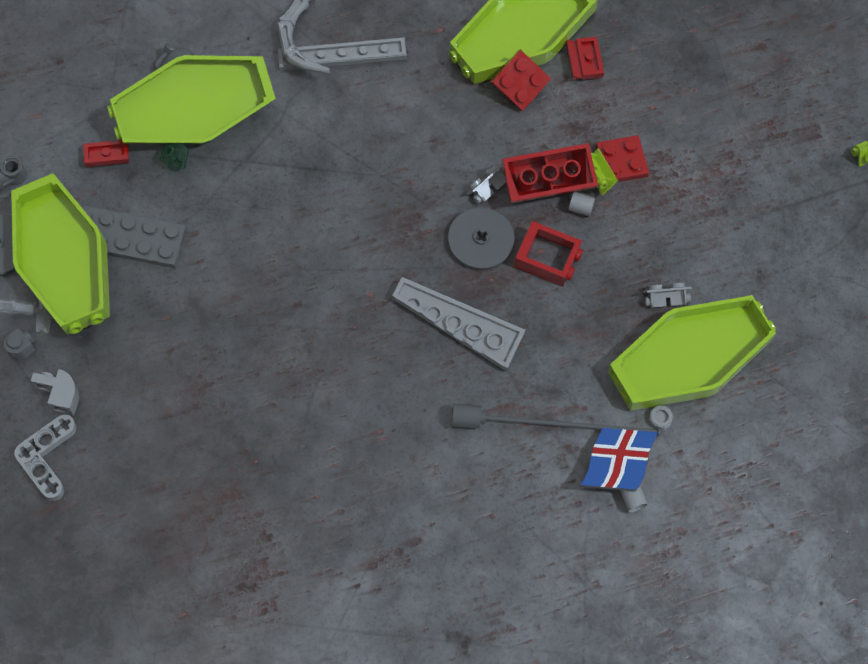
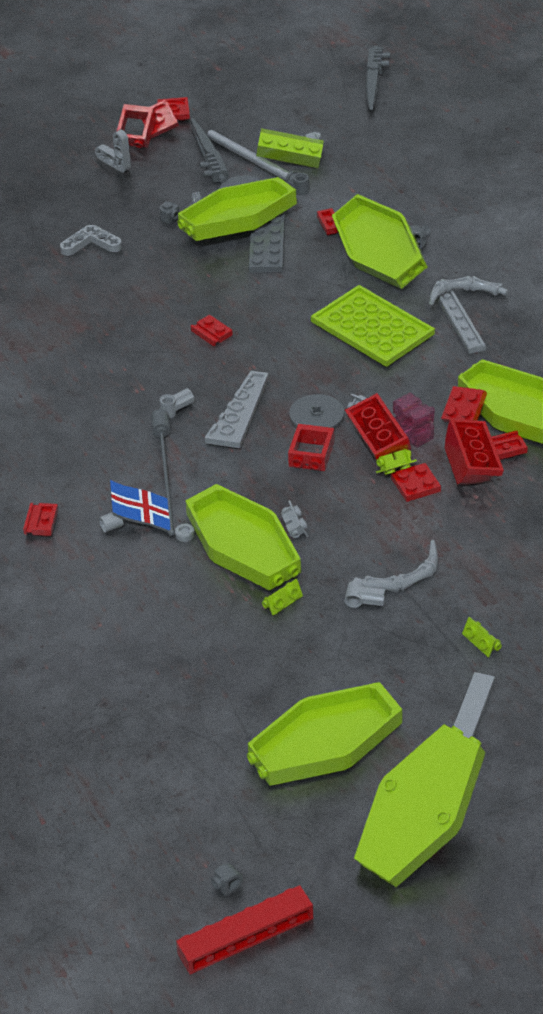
camera: 85 degrees right, 25 degrees down
(64, 393) = (137, 236): light grey brick -> none
(175, 156) = (336, 250): clear green plate -> none
(288, 330) = (211, 330): none -> red plate
(334, 146) = (372, 325): none -> lime plate
(429, 391) = (172, 403): none -> light grey piece
(536, 133) = (414, 419): none -> clear pink brick
(581, 204) = (363, 460): light grey beam -> none
(607, 90) = (471, 452): none -> red windscreen
(613, 580) = (41, 519): none -> red plate
(782, 202) = (404, 581): none -> light grey animal
(793, 336) = (283, 597): none -> lime hinge
(799, 247) = (359, 594): none -> light grey piece

